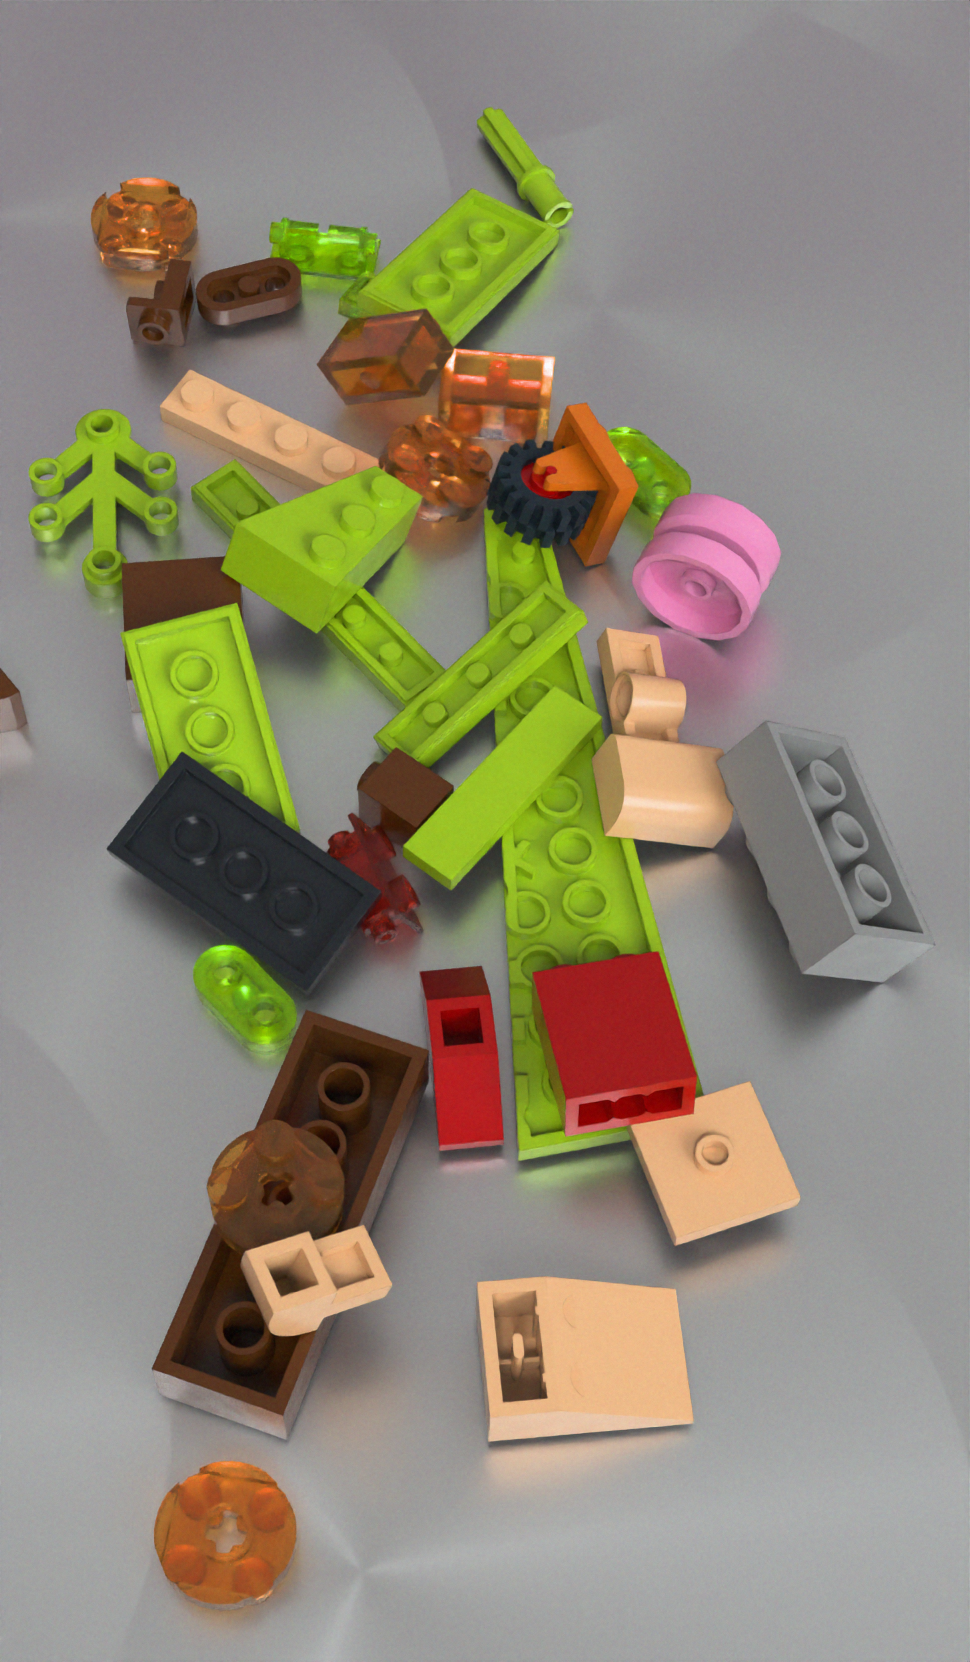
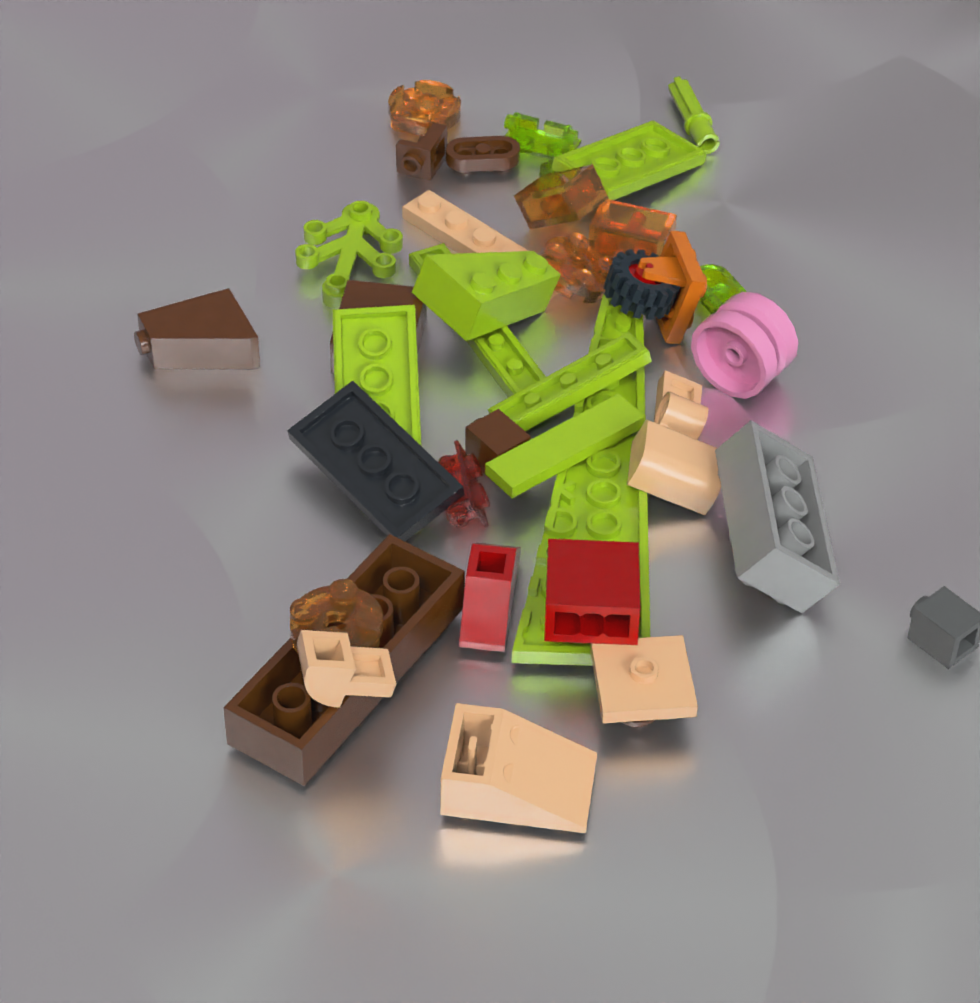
camera: 15 degrees right, 15 degrees down
(241, 996) = (348, 533): clear neon green plate -> none
(249, 1570) = (245, 851): clear orange plate -> none

